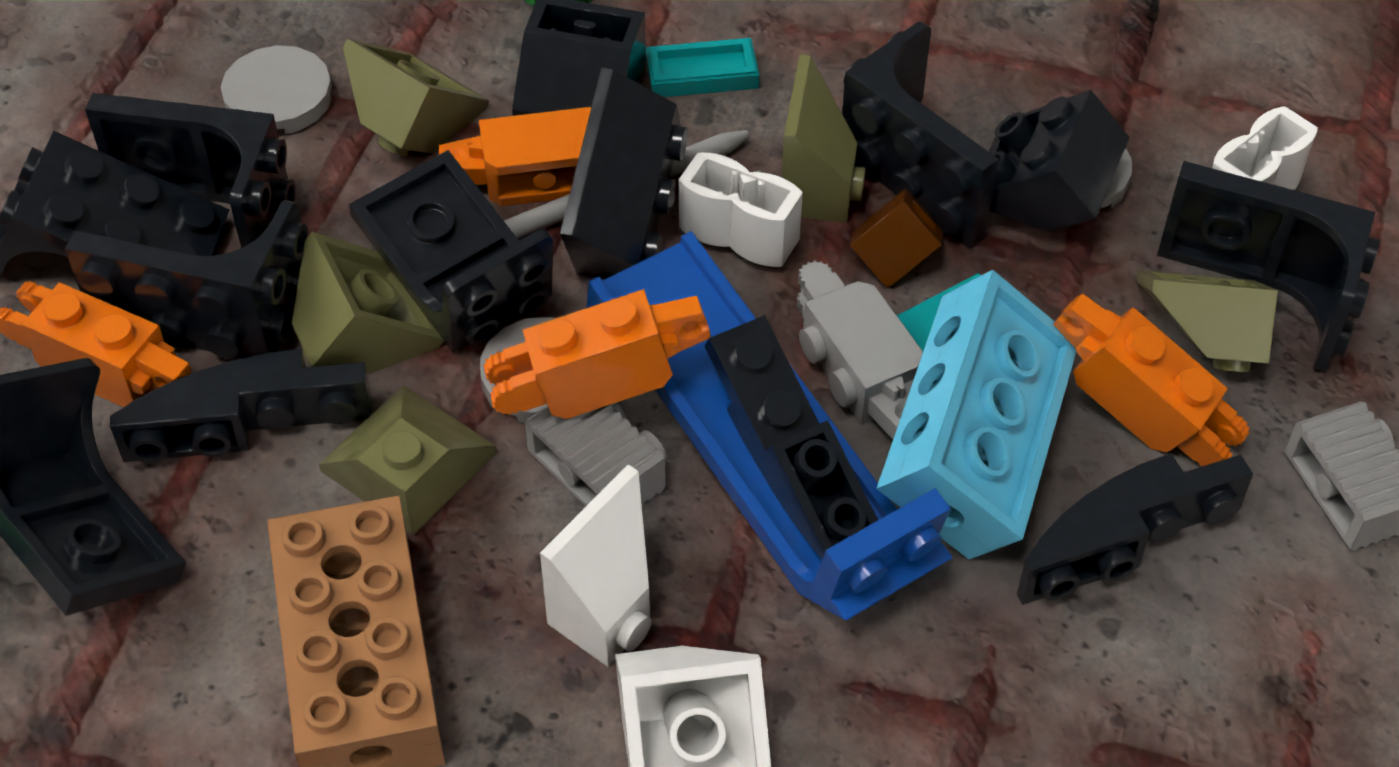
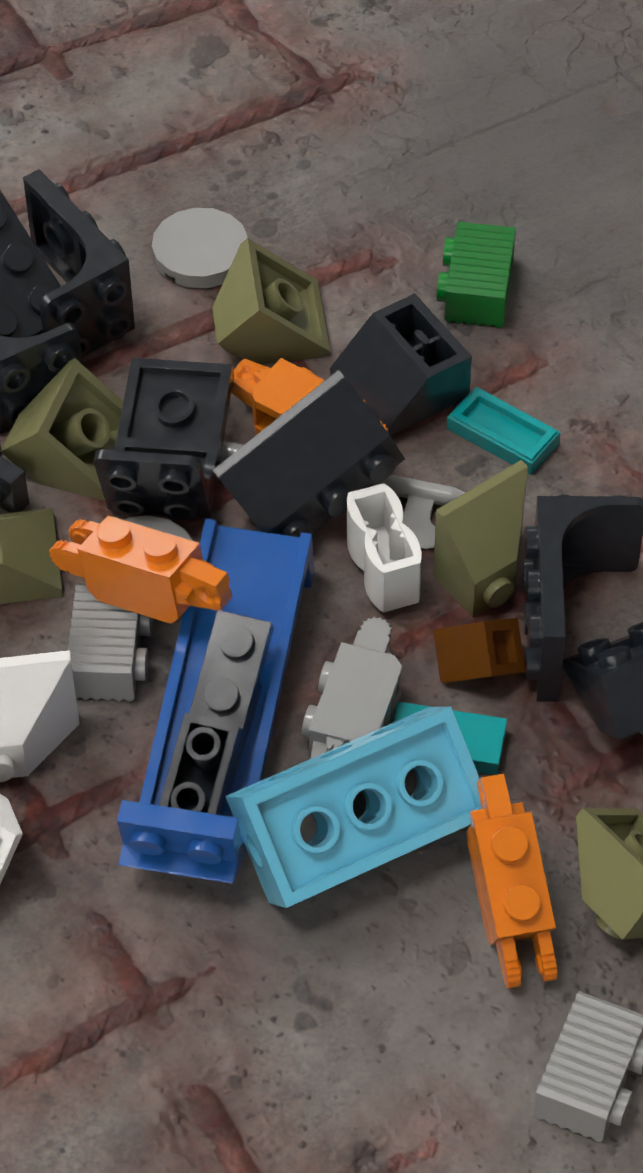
camera: 45 degrees right, 0 degrees up
(1111, 525) = (365, 951): black slope -> none

